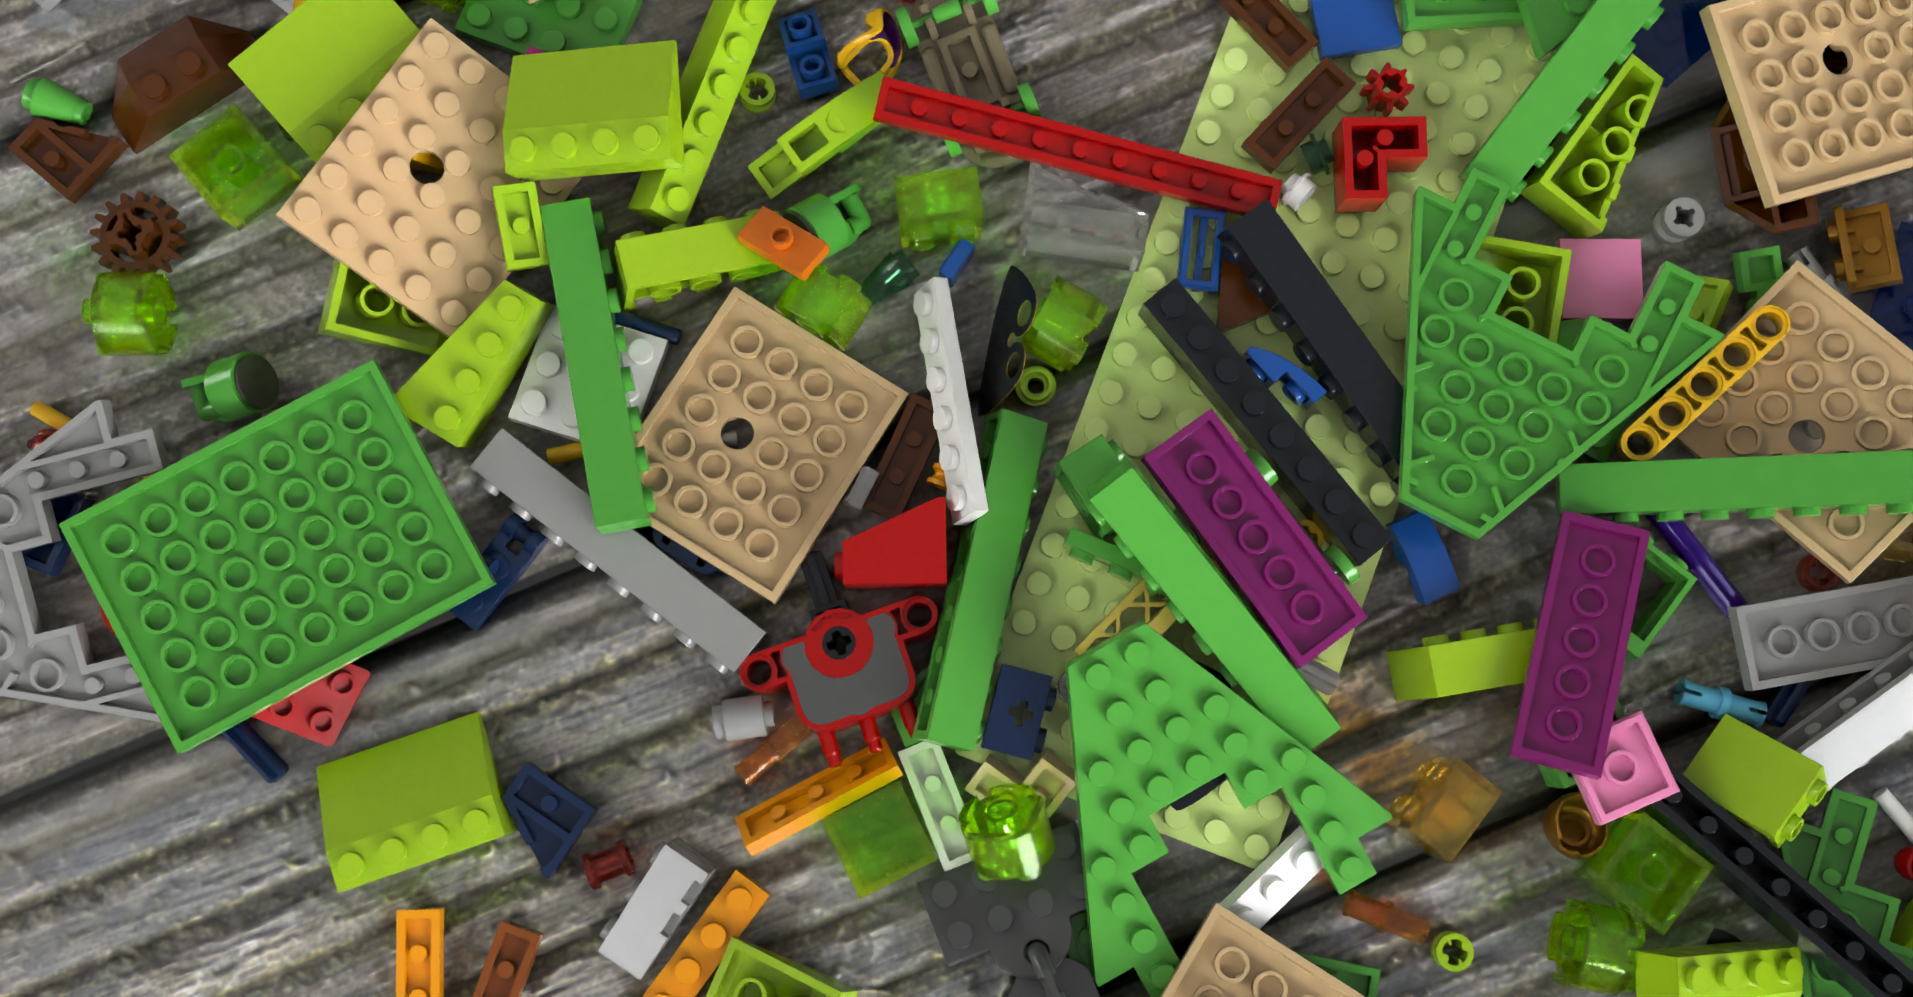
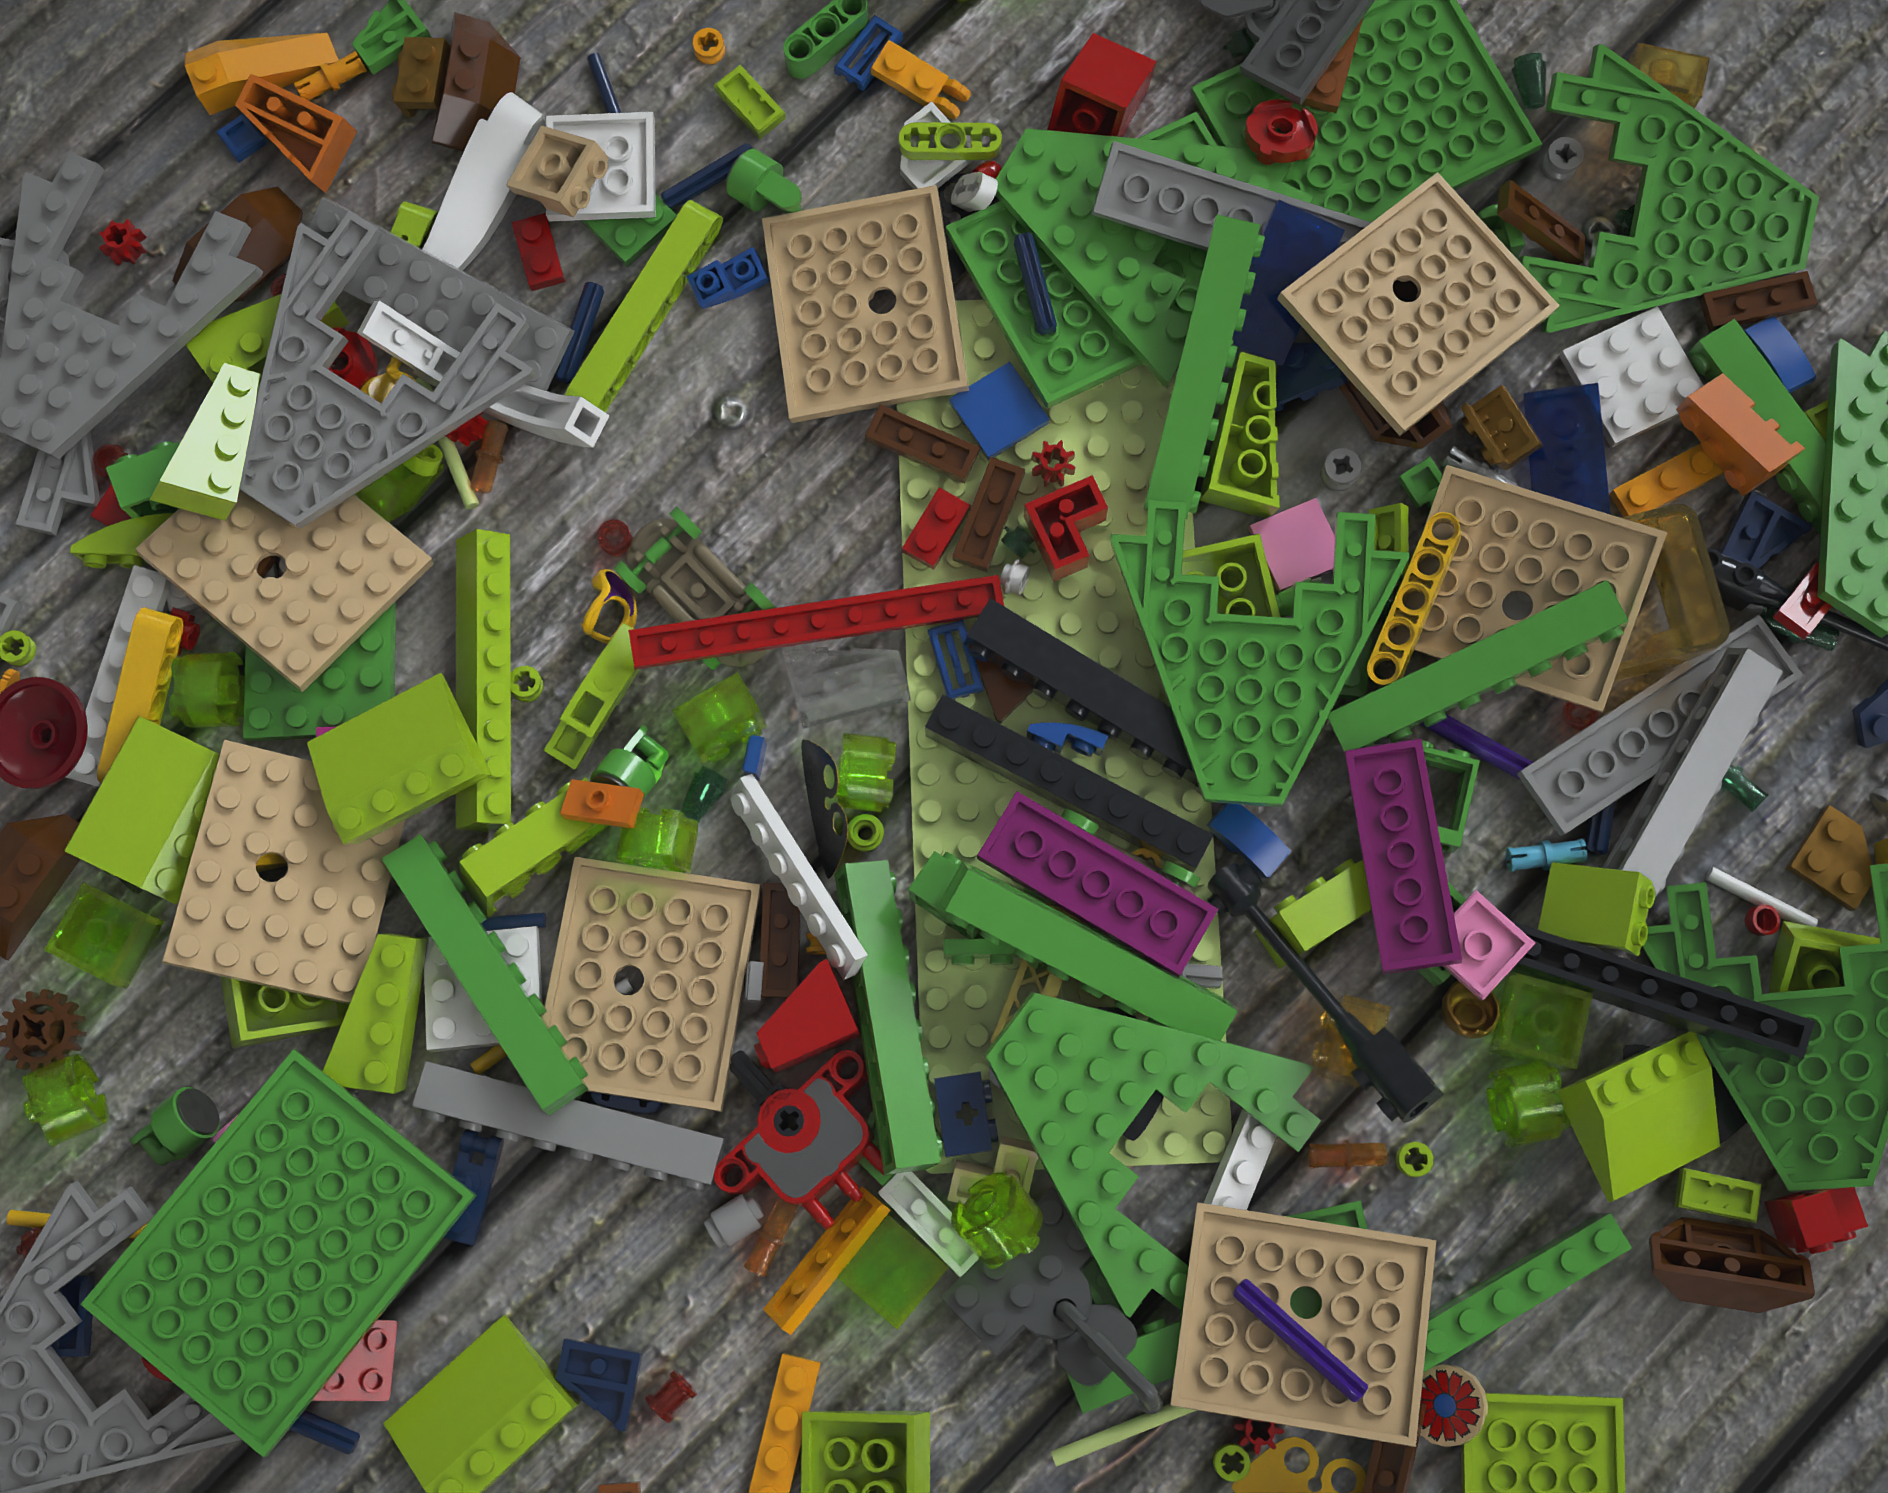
camera: 15 degrees left, 5 degrees down
(520, 226) = (372, 883): lime plate -> none
(656, 906) = (727, 1414): wedge -> none
(808, 54) = (555, 633): blue slope -> none
(1238, 107) = (936, 528): none -> red plate
(1469, 842) = (1379, 1057): none -> black bar
(1691, 106) = (1306, 374): none -> dark blue wing

